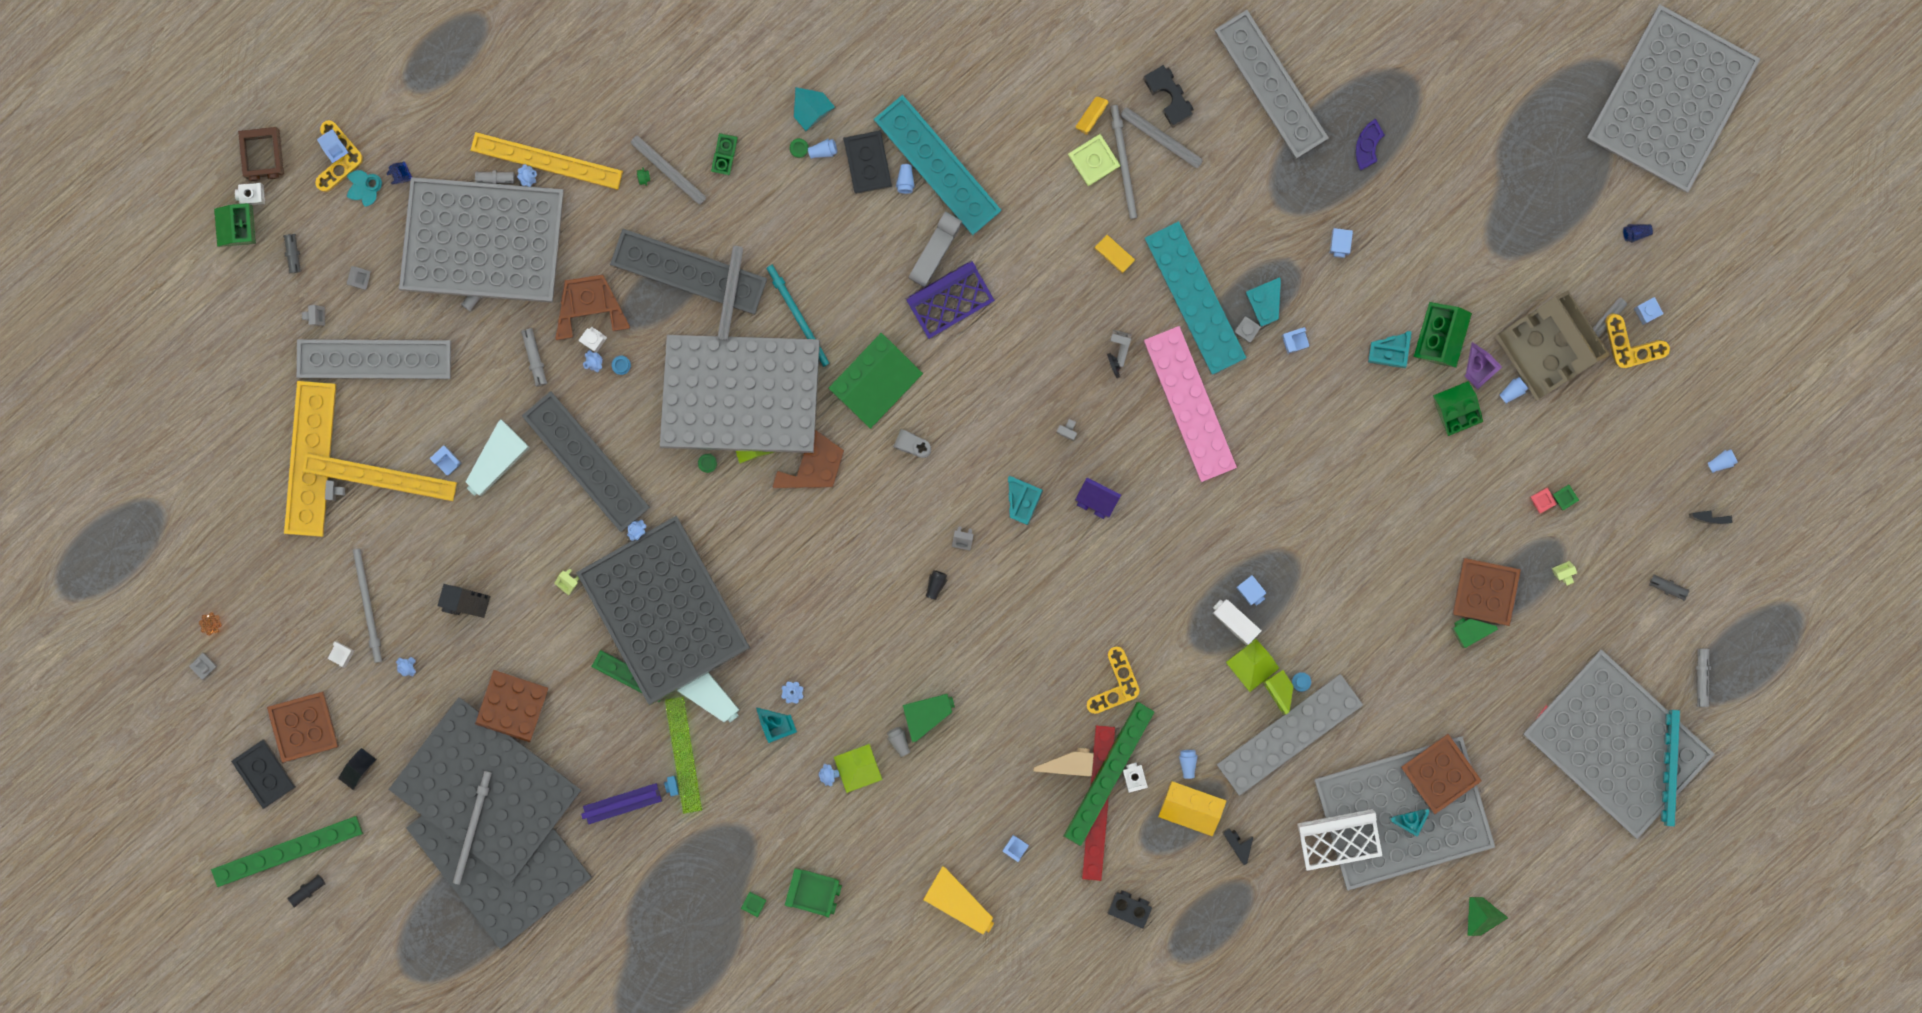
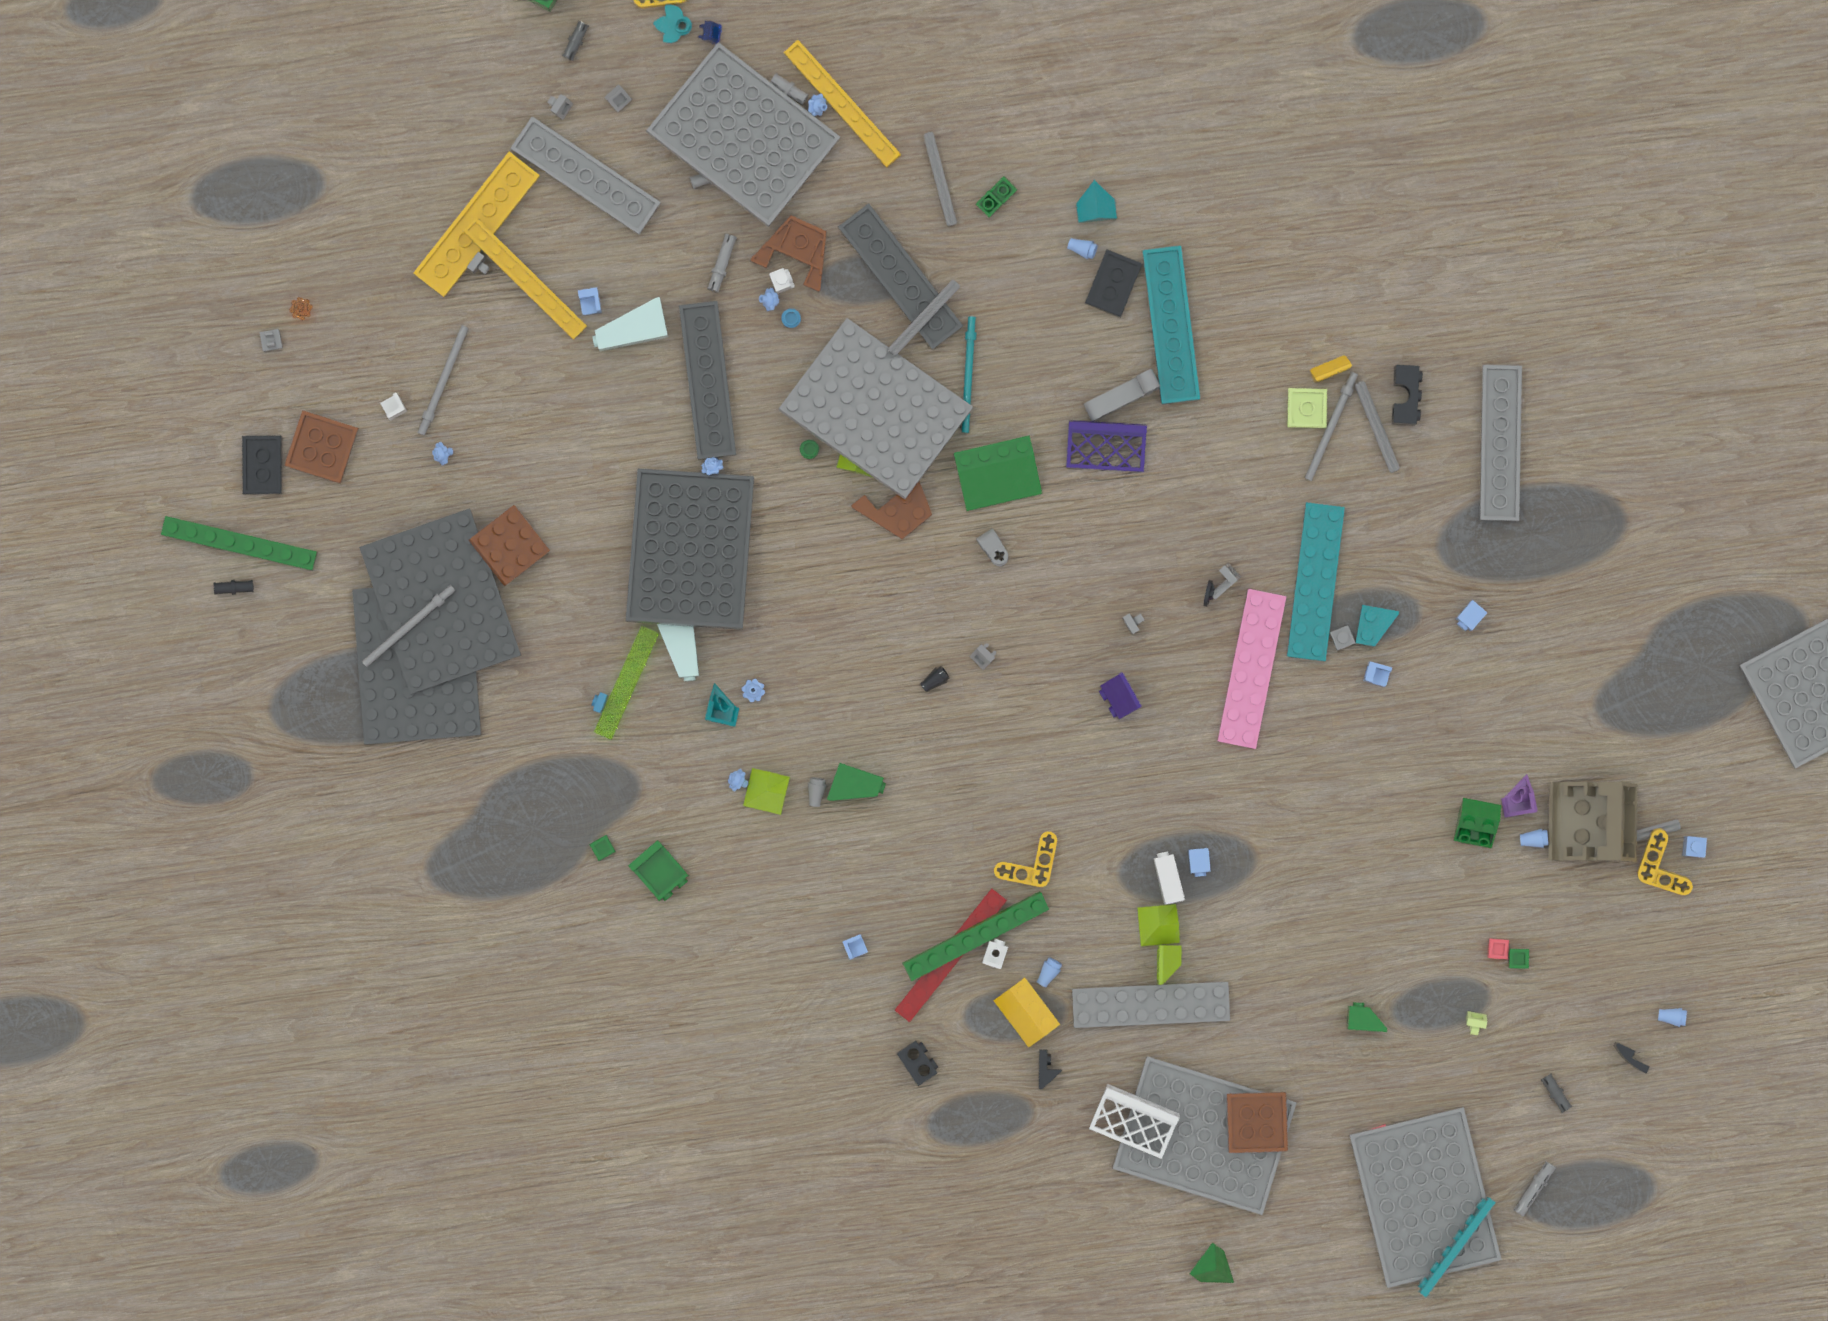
camera: 30 degrees right, 0 degrees up
(357, 768) = (343, 512): black slope -> none
(460, 600) = (523, 426): black wedge -> none
(566, 582) = (623, 471): yellowish green tile -> none
(615, 669) = (617, 573): green tile -> none
(622, 803) = (547, 689): dark purple fence -> none
(643, 176) = (915, 170): green plate -> none
(799, 148) = (1063, 233): green tile -> none
(905, 179) = (1135, 319): light blue cone -> none
(955, 900) = (775, 957): yellow slope -> none
(1022, 500) = (1056, 656): teal wing -> none
(1072, 763) = (952, 907): tan slope -> none
(1114, 254) = (1271, 499): yellow slope -> none
(1301, 681) = (1190, 966): dark azure plate -> none
(1367, 144) = (1548, 548): dark purple tile -> none
(1391, 351) = (1452, 736): teal wing -> none
(1412, 821) = (1204, 1145): teal slope -> none
(1442, 334) = (1505, 751): green slope -> none
(1486, 592) = (1398, 994): dark orange plate -> none
(1635, 232) = (1729, 773): clear blue cone -> none

